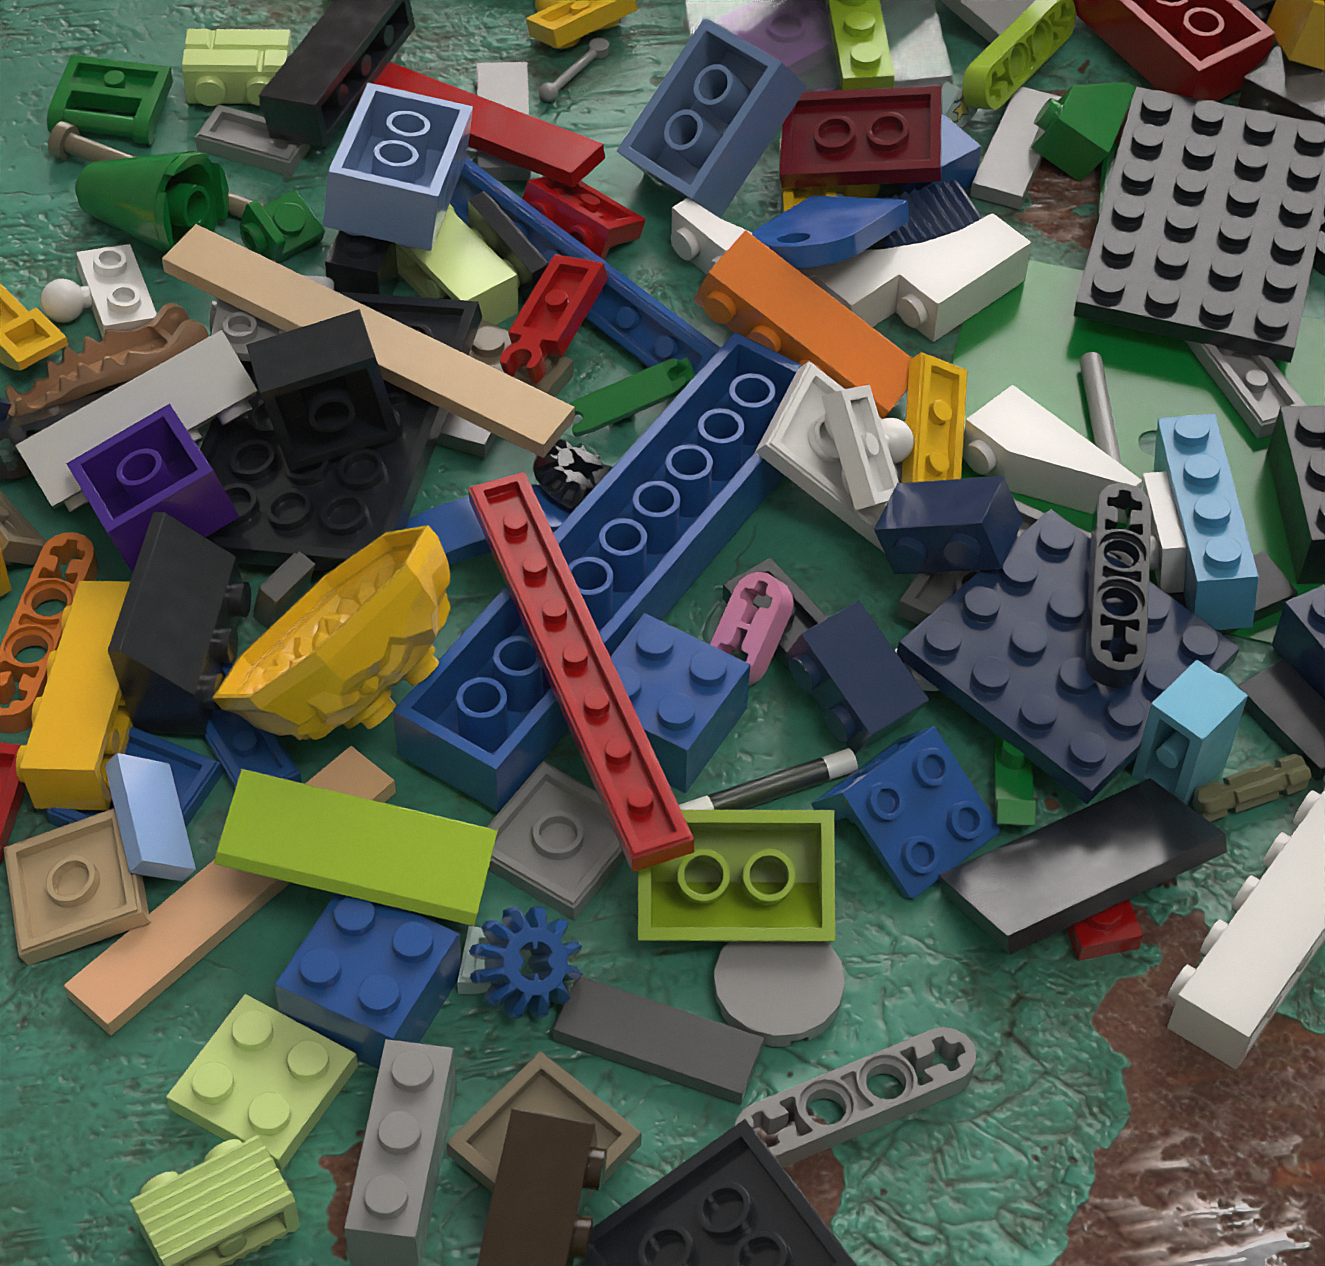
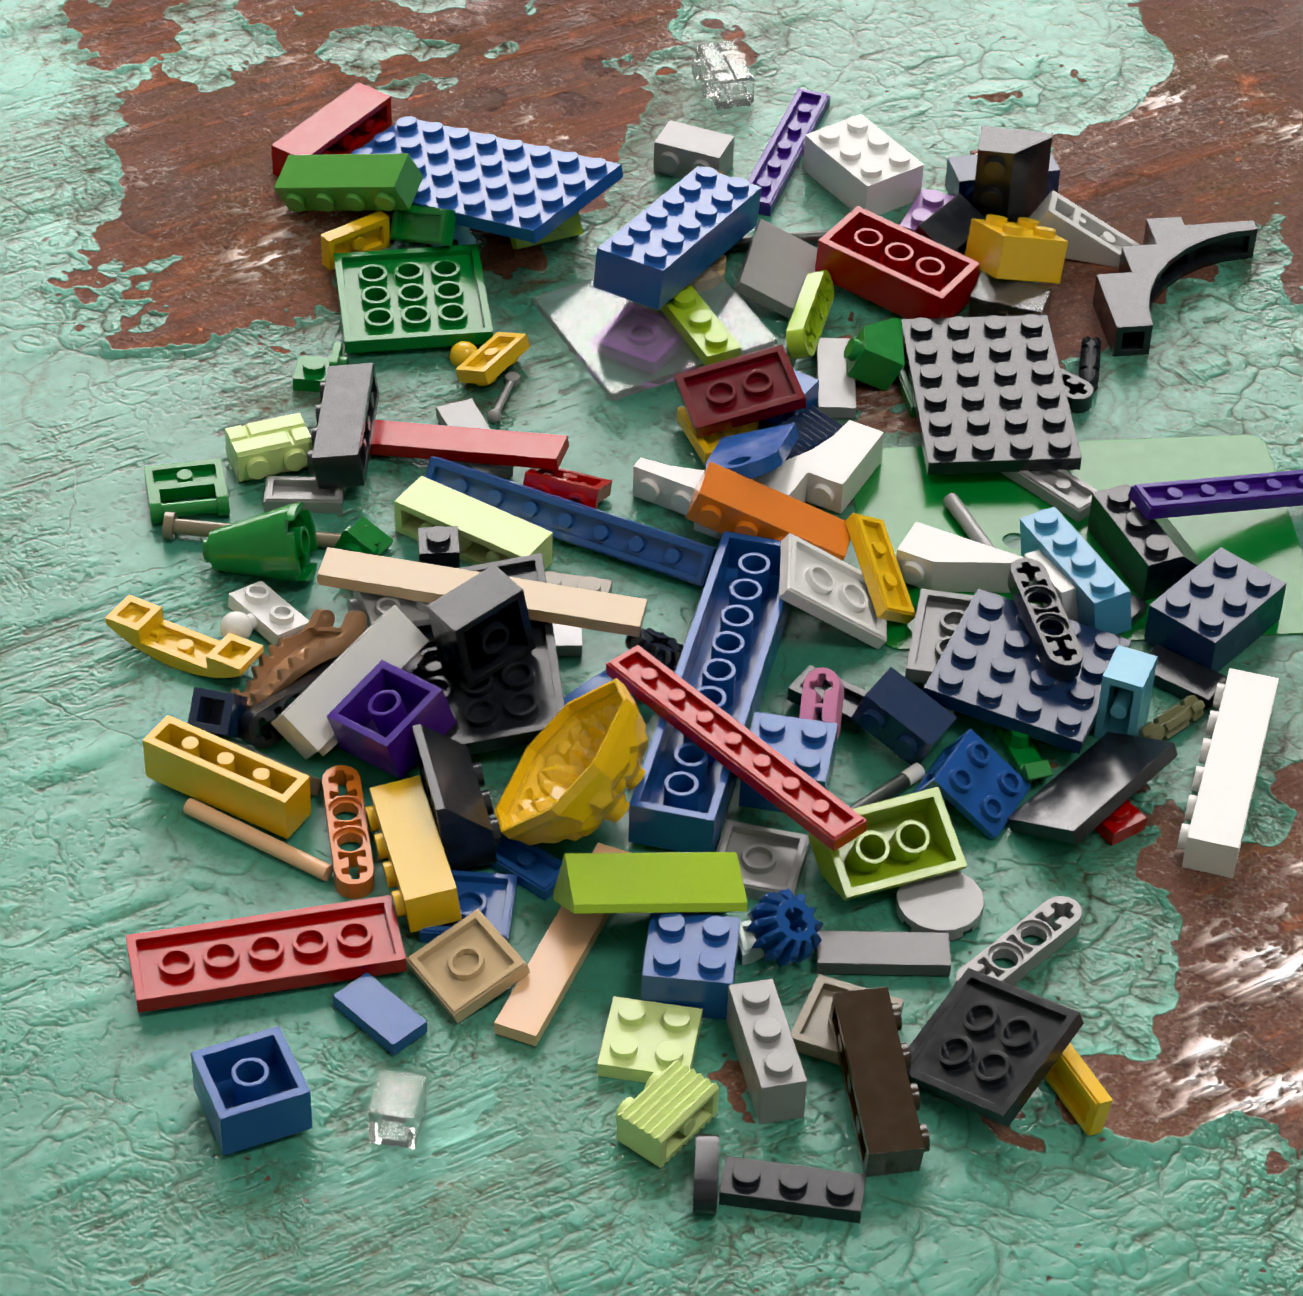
camera: 20 degrees left, 10 degrees down
(149, 817) = (499, 911): light blue tile -> none
(283, 589) = (501, 763): dark grey tile -> none
(397, 166) = (447, 478): medium blue brick -> none
(506, 240) = (533, 511): black tile -> none
(552, 314) = (590, 548): red plate -> none
(631, 395) = (672, 586): green piece -> none
(712, 117) = (634, 400): medium blue brick -> none
(866, 445) = (850, 575): white plate -> none
(949, 525) = (921, 612): dark blue brick -> none

